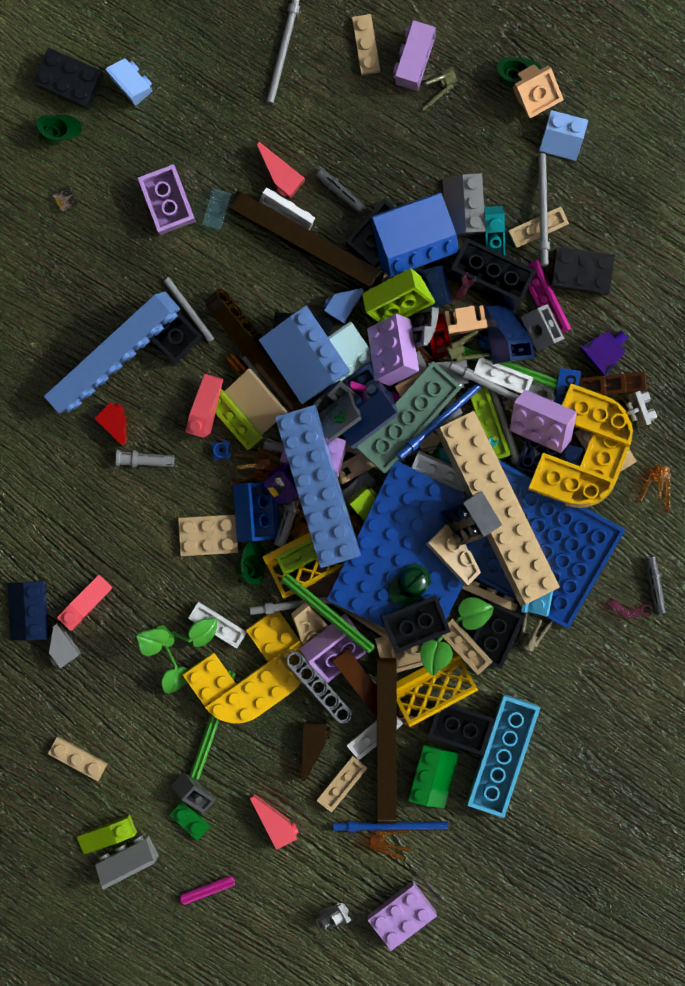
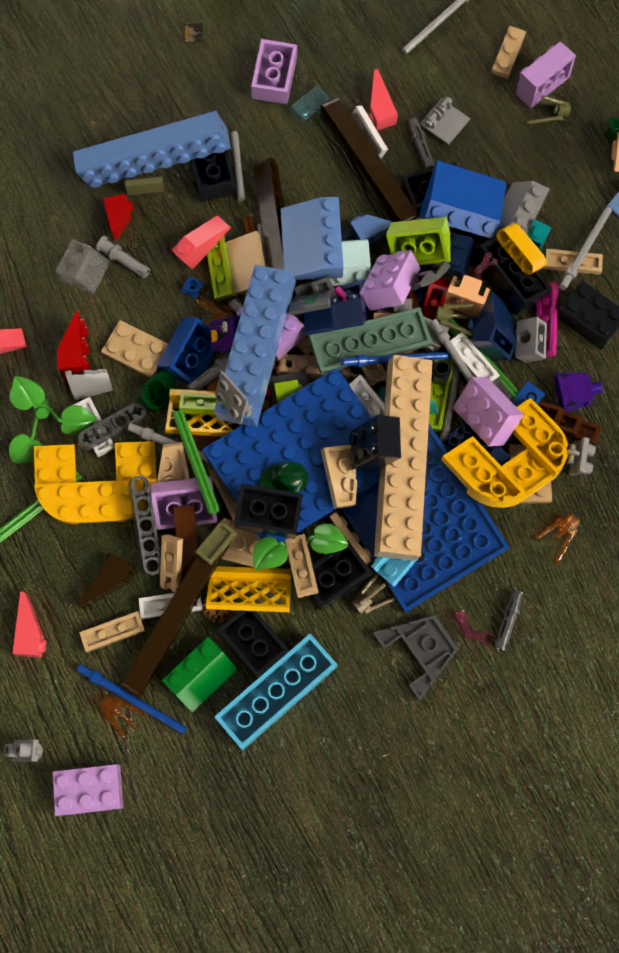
camera: 25 degrees right, 15 degrees down
(117, 491) = (82, 267): none -> clear slope
(120, 381) = (144, 186): none -> olive tile
(161, 575) = (73, 348): none -> red slope
(190, 591) = (89, 383): none -> light grey slope
(231, 616) = (110, 424): none -> dark grey beam
(324, 552) = (232, 398): none -> light grey hinge
(347, 153) = (445, 120): none -> light grey hinge
(357, 704) = (171, 562): none -> tan plate
(387, 671) = (216, 542): none -> olive tile
(487, 403) = (440, 372): none -> black brick
(489, 250) = (521, 248): none -> yellow beam
(601, 644) = (428, 645): none -> dark grey wing

